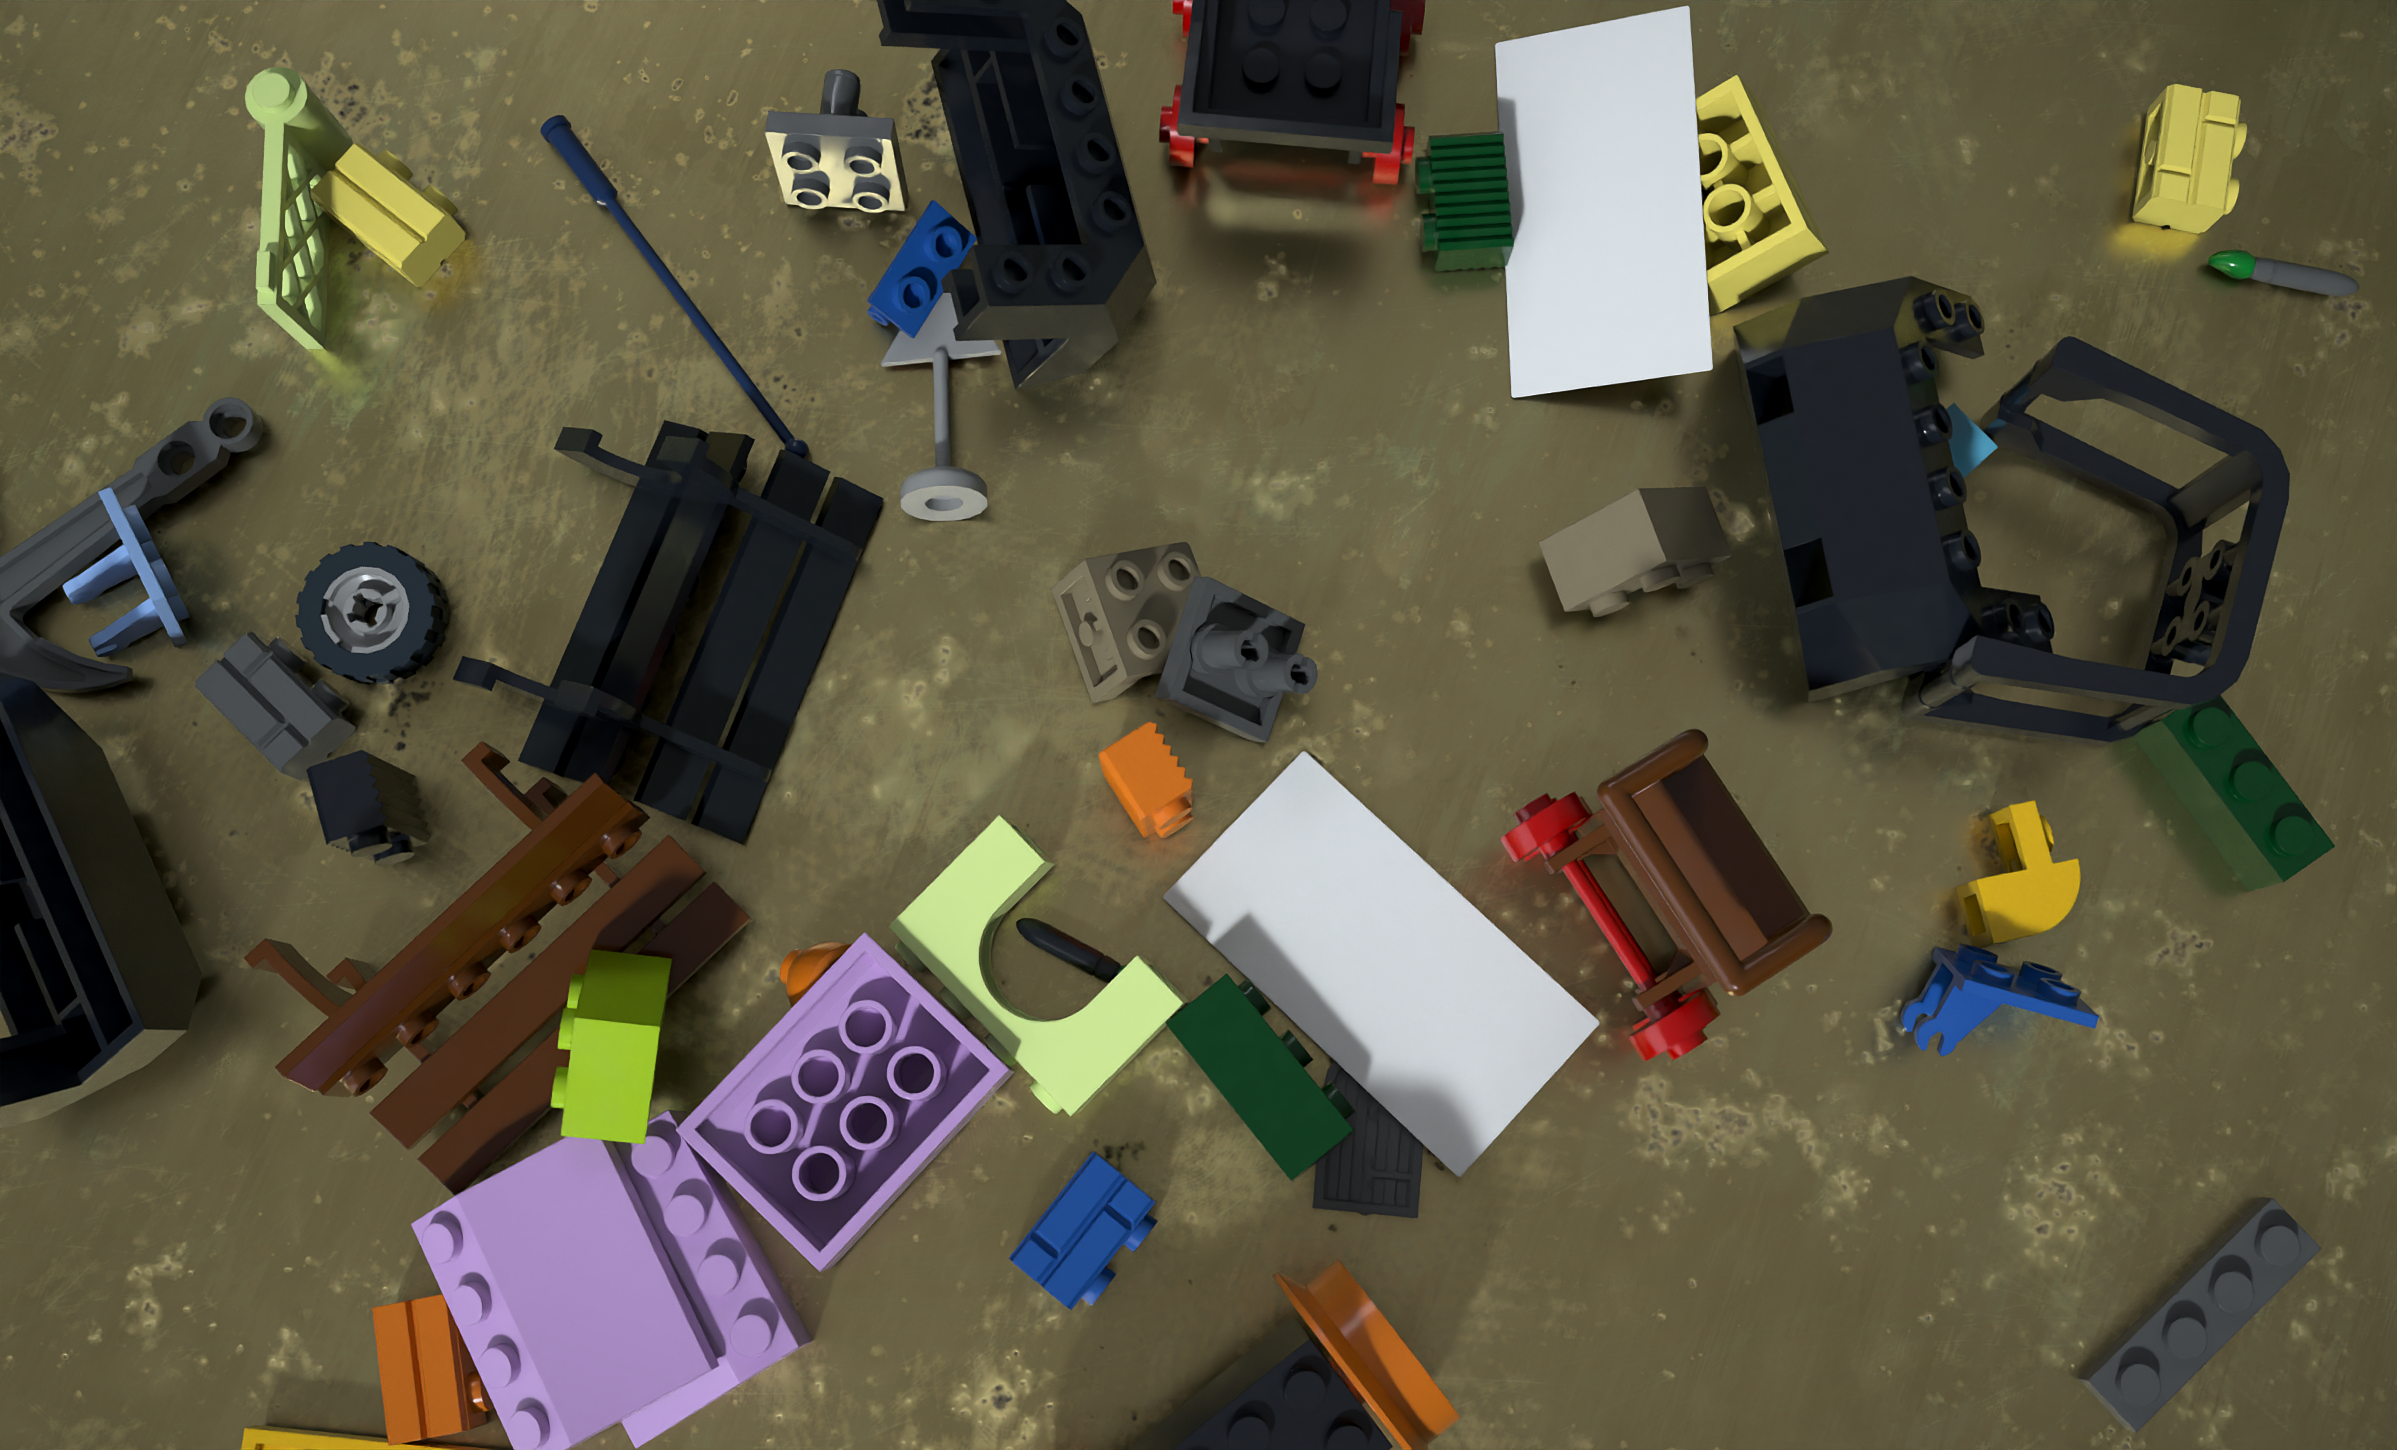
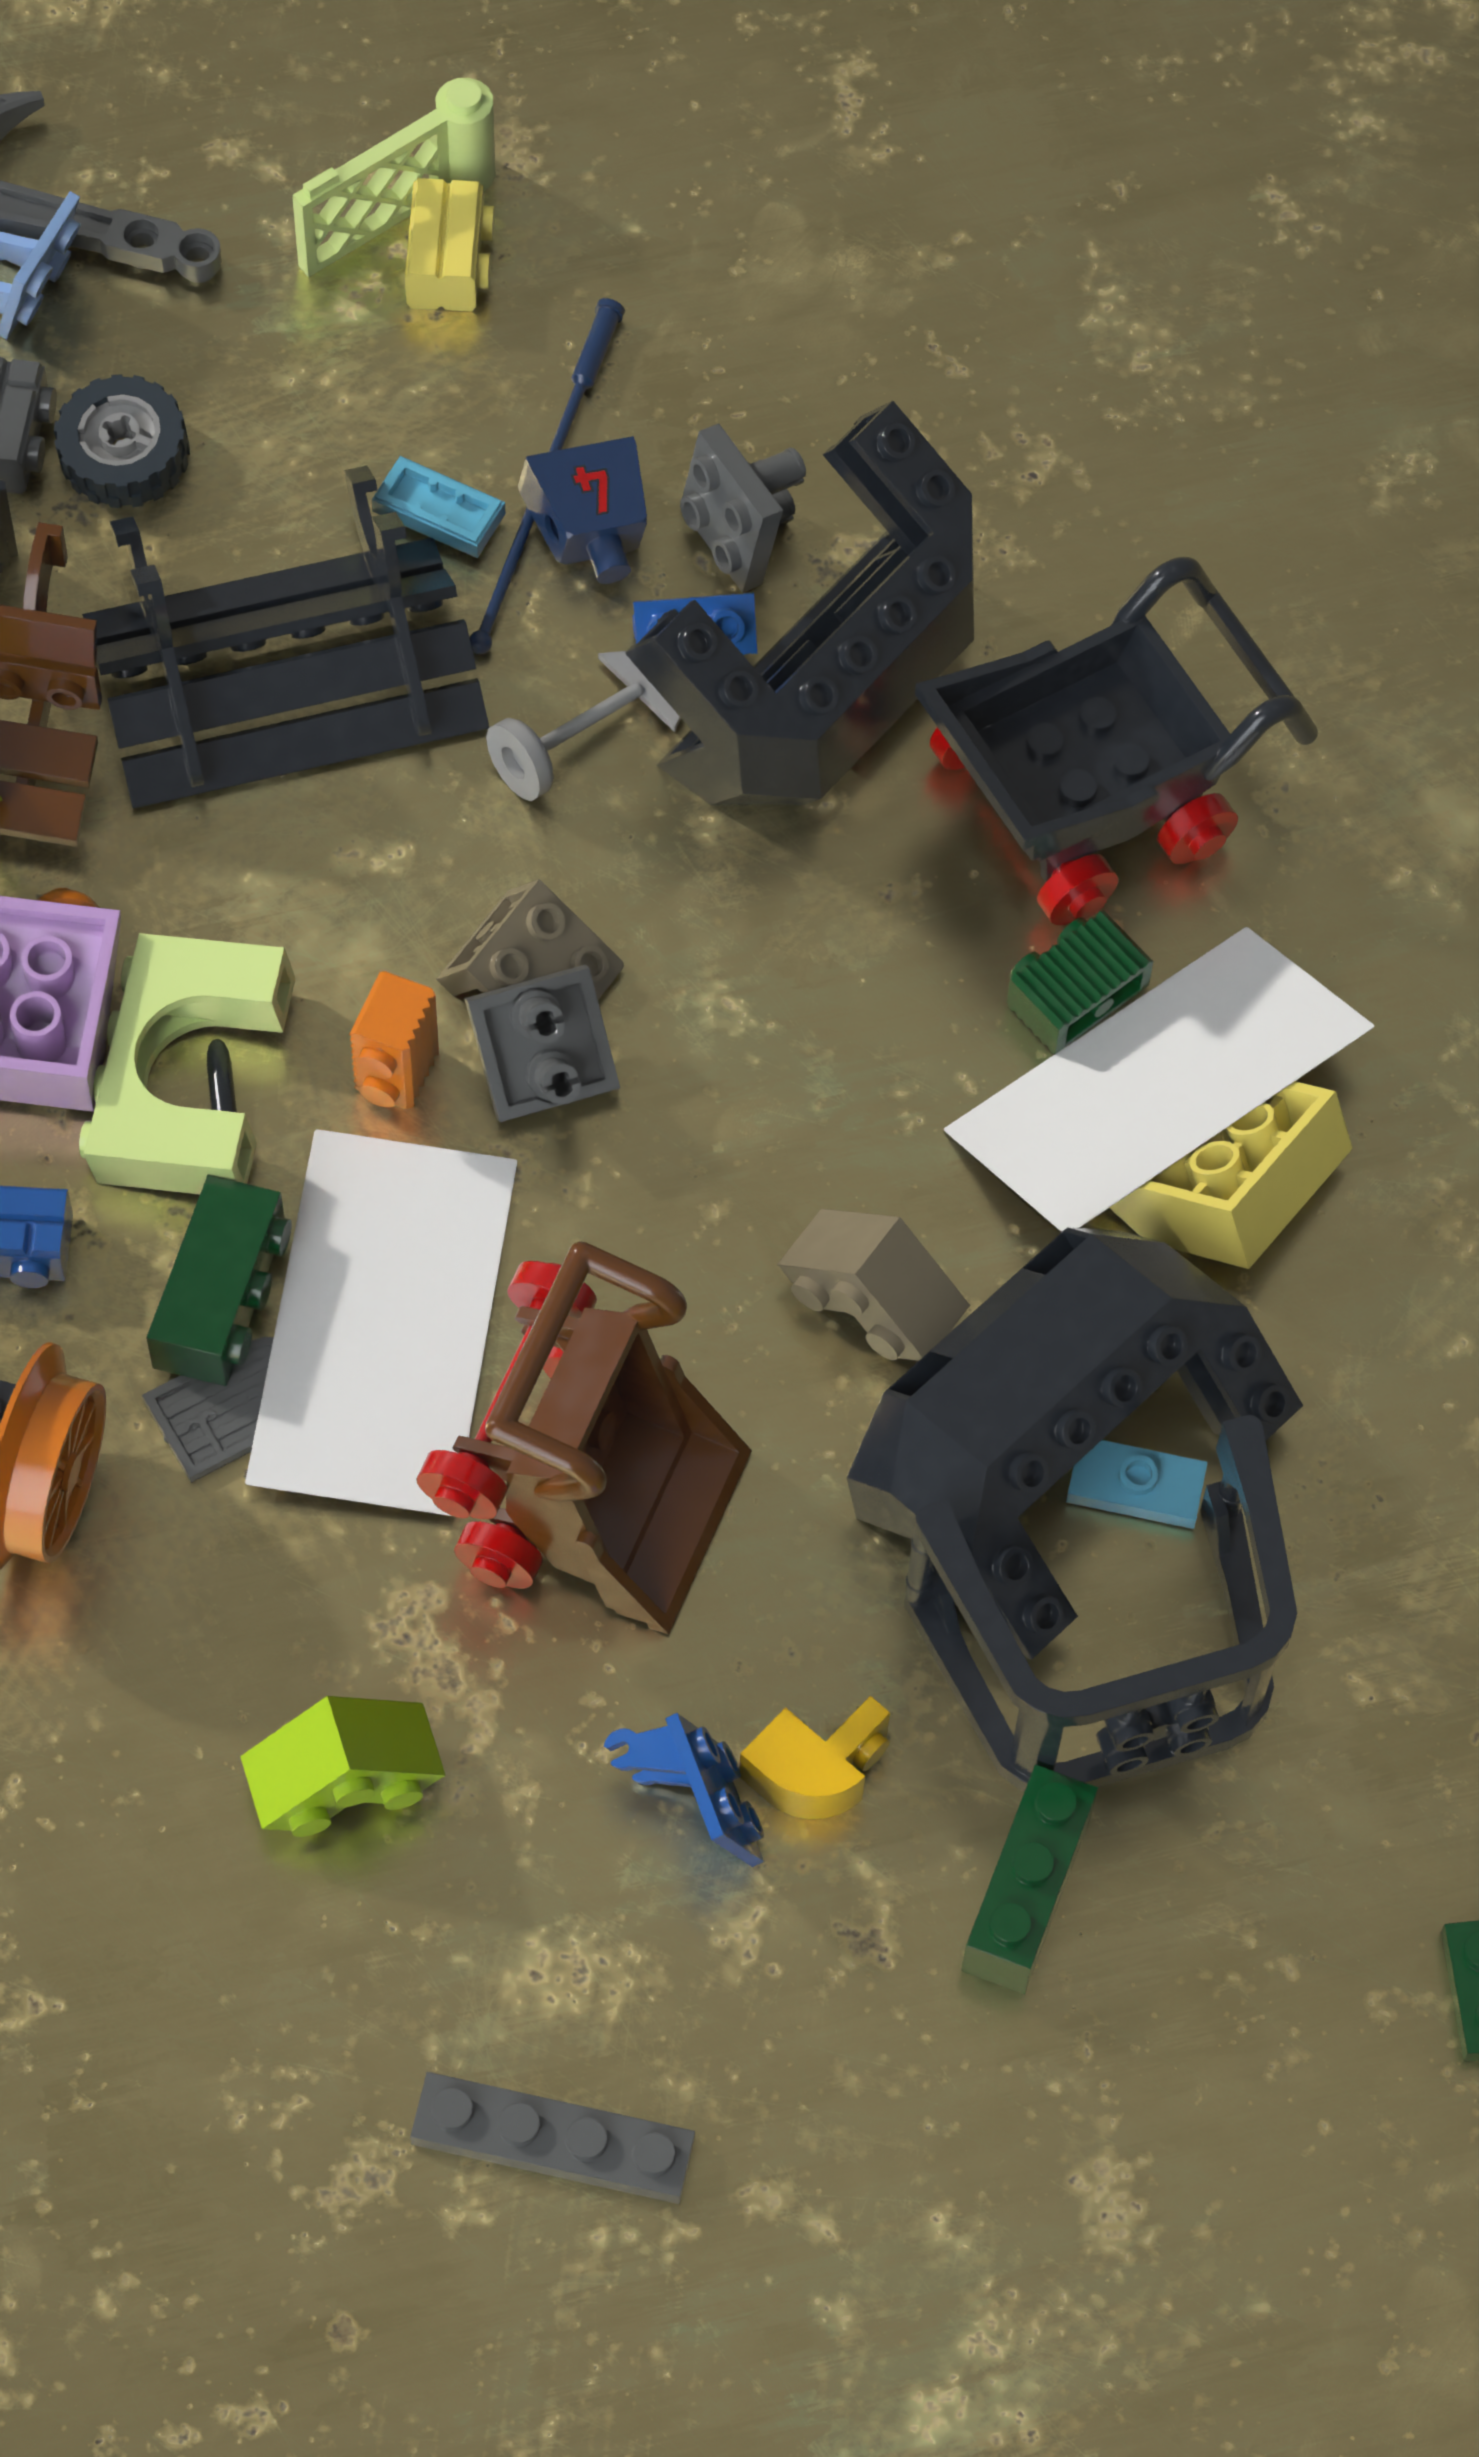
camera: 50 degrees right, 15 degrees down
(643, 394) = (439, 506): none -> medium azure plate
(740, 272) = (588, 504): none -> dark blue torso
(1790, 1275) = (341, 1757): none -> lime brick

